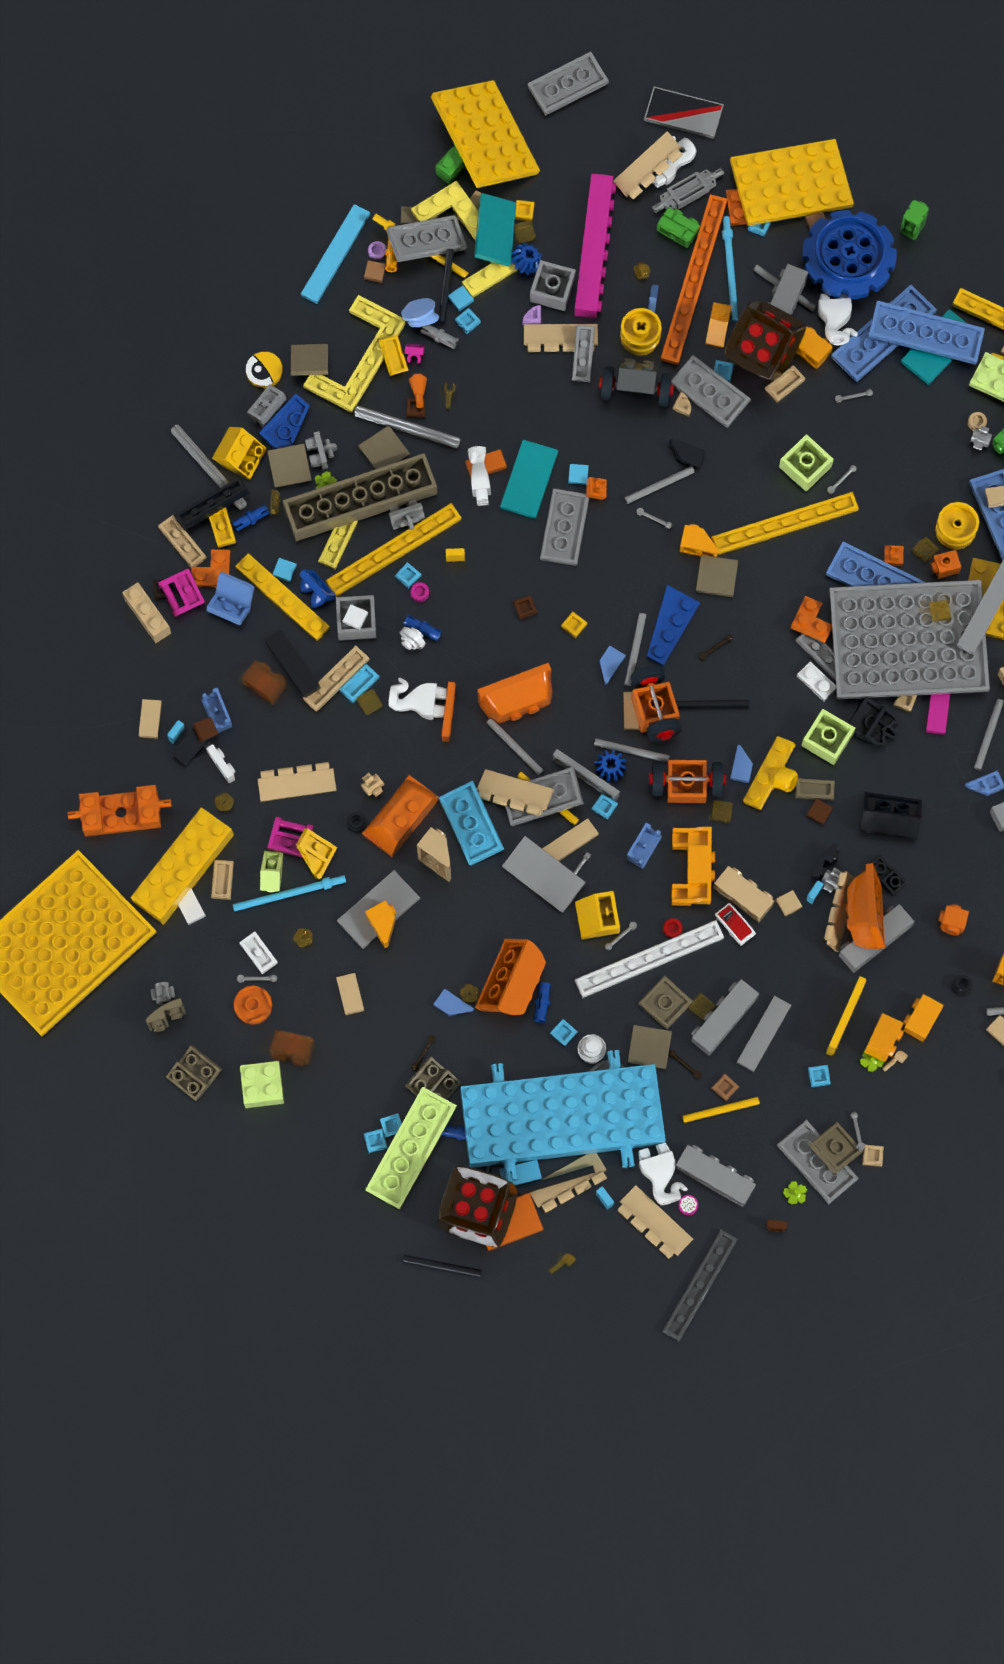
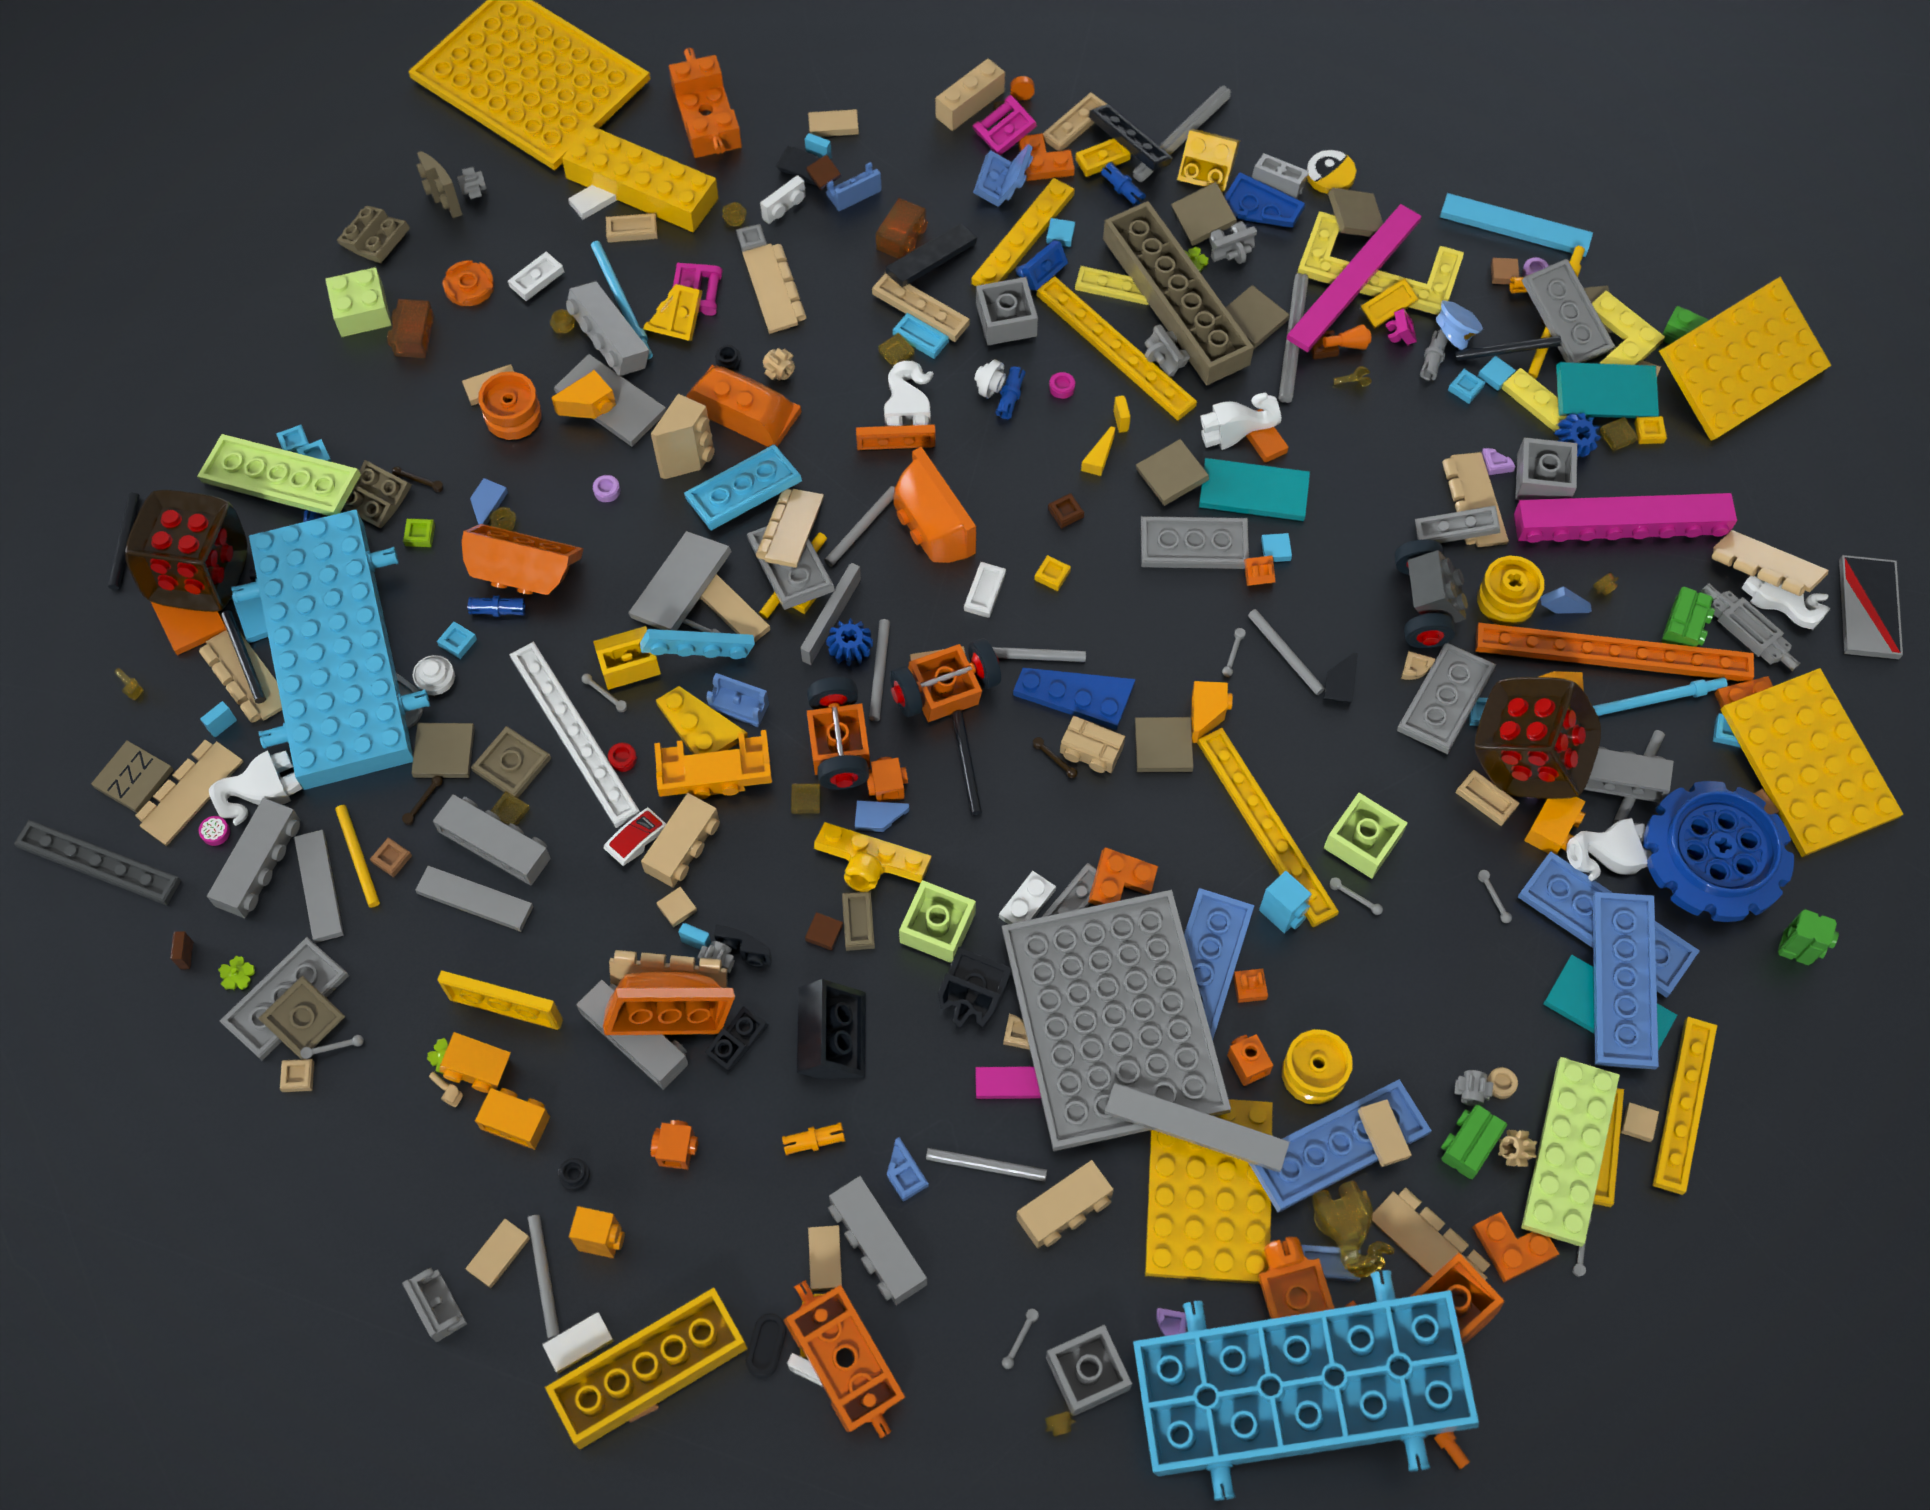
camera: 80 degrees right, 10 degrees down
(145, 574) = (1022, 88): none -> orange tile
(240, 978) = (503, 267): light grey hinge -> none
(249, 792) = (751, 237): none -> light grey tile
(271, 871) = (645, 272): yellowish green slope -> none
(275, 502) = (1156, 201): clear yellow tile -> none
(320, 903) = (607, 328): none -> light grey brick
(355, 617) = (1000, 298): white tile -> none
(369, 373) = (1353, 278): none -> dark pink tile
(385, 969) = (510, 405): none -> orange wheel
(408, 575) = (1083, 368): medium azure tile -> none
(454, 919) = (606, 488): none -> lavender tile
(470, 1054) = (419, 532): none -> lime tile
(484, 576) = (1097, 457): none -> yellow piece
(508, 530) = (1172, 472): none -> dark tan tile
(567, 83) = (1860, 454): light grey plate -> none
(580, 671) = (985, 589): none -> white tile
(604, 806) = (789, 647): medium azure tile -> none
(605, 869) = (696, 643): none -> medium azure plate
(610, 663) = (1003, 625): medium blue tile -> none
(638, 1260) = (132, 776): none -> dark tan tile
(656, 875) = (697, 723): none -> yellow wing
(713, 620) = (1092, 745): none -> tan brick
(719, 753) = (887, 780): none -> orange brick
(739, 1136) = (319, 886): none -> light grey tile
(819, 1076) = (415, 983): medium azure tile -> none
(847, 520) = (1285, 902): none -> medium azure brick
(925, 550) = (1271, 1031): clear yellow tile -> none
(940, 610) = (1165, 1052): clear yellow tile -> none
(960, 835) = (813, 1138): none -> light orange pin

